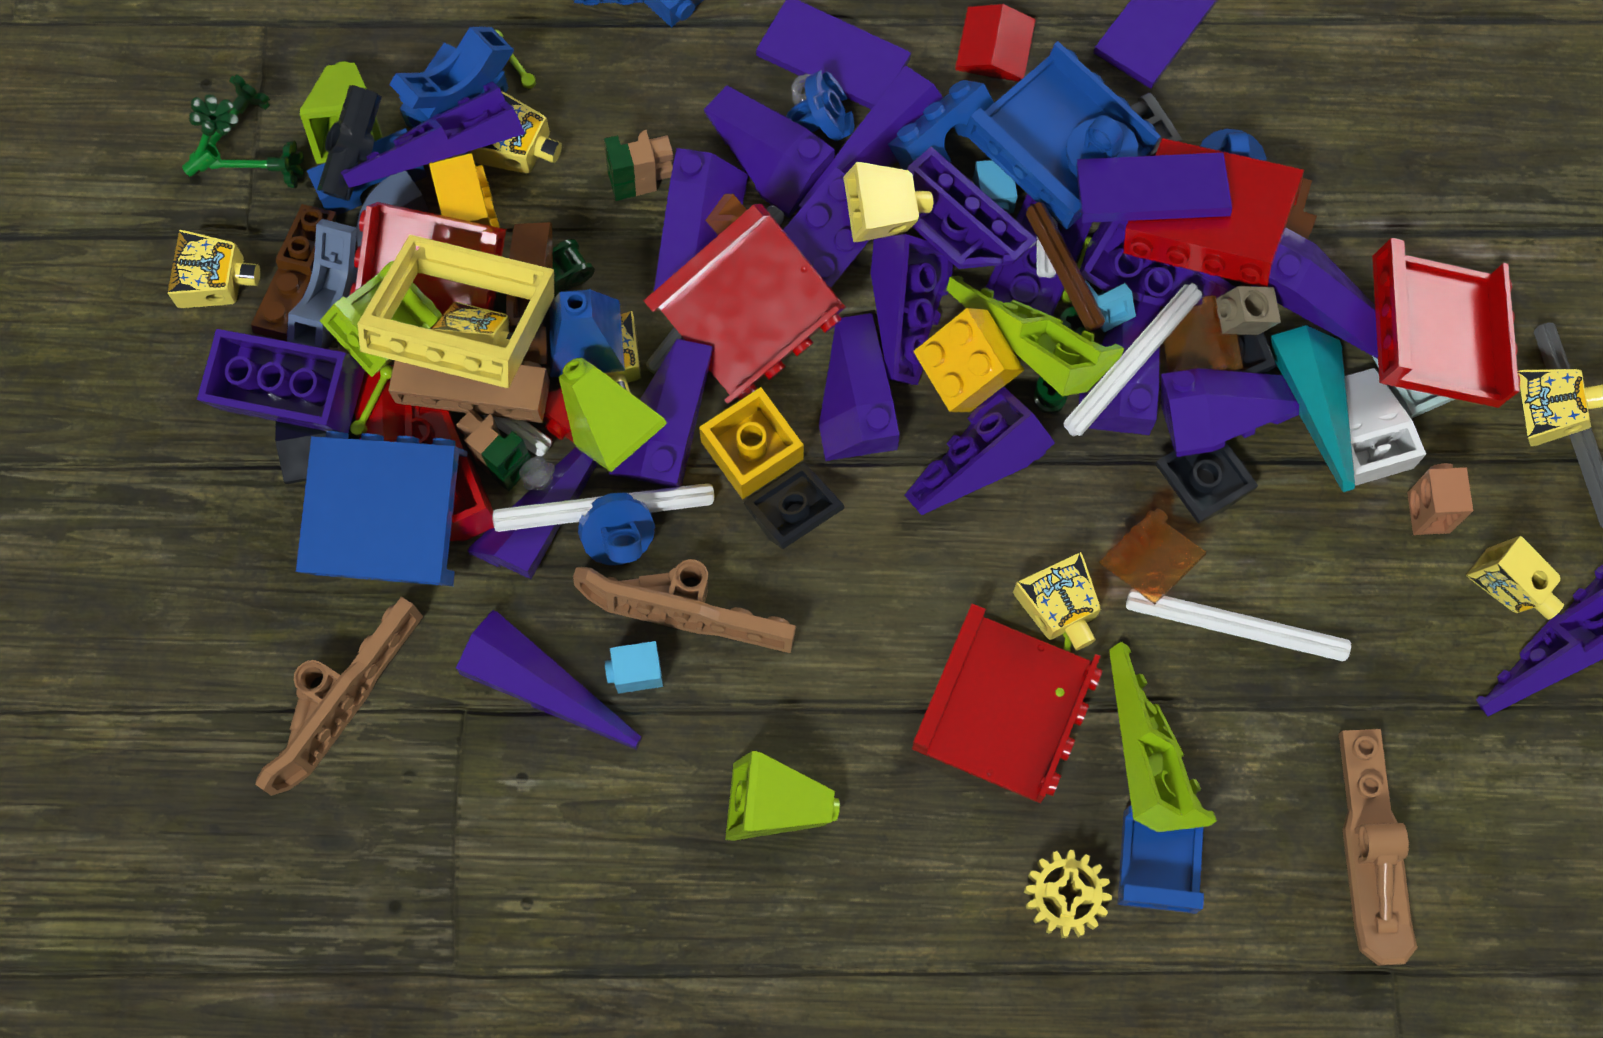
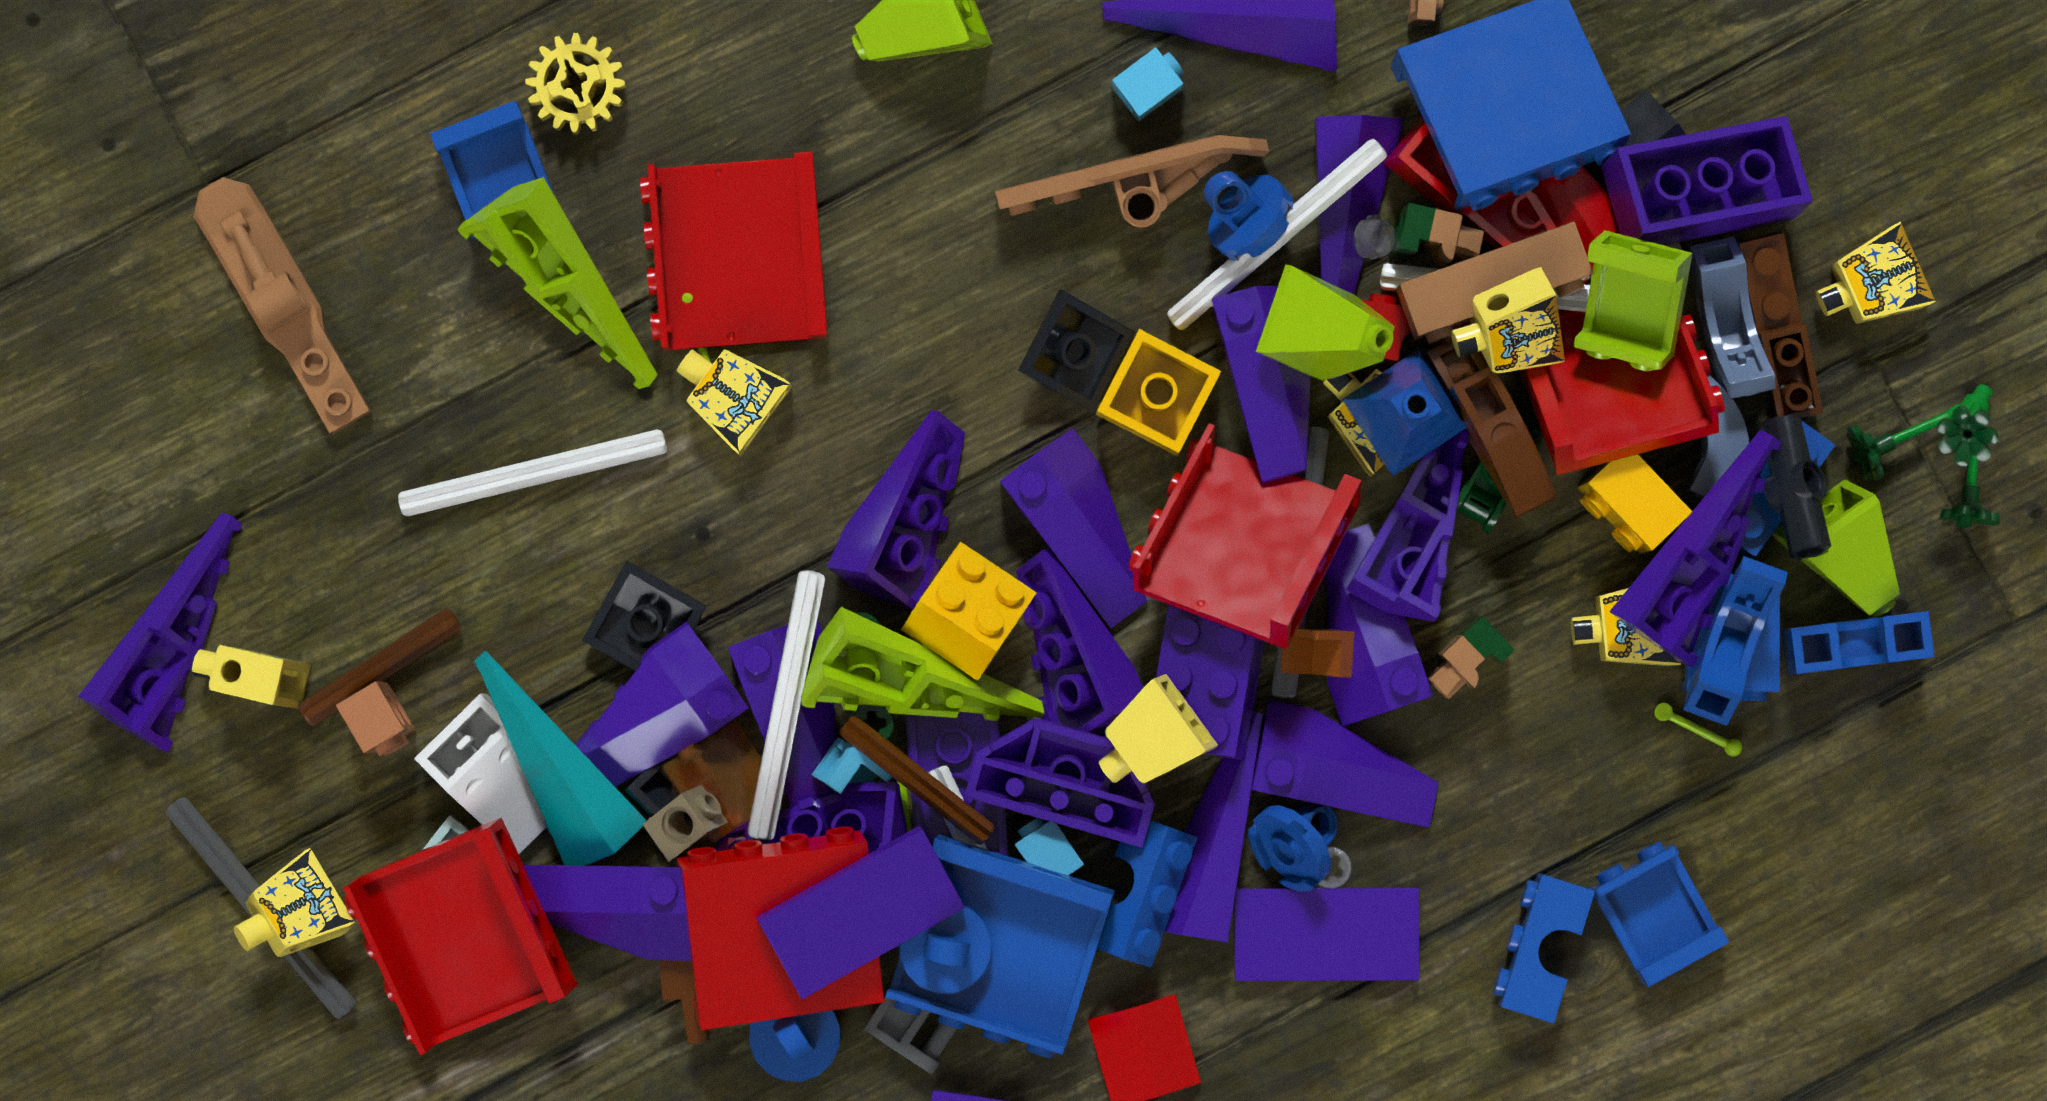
camera: 150 degrees right, 15 degrees up
(345, 39) = (1858, 643): none -> blue arch
(359, 427) = (1593, 182): lime hinge -> none
(449, 352) = (1528, 258): light yellow window -> none
(635, 250) = (1410, 552): none -> dark purple wedge
(1152, 556) = (658, 496): clear orange hinge -> none
(1416, 544) = (380, 665): none -> reddish brown axle

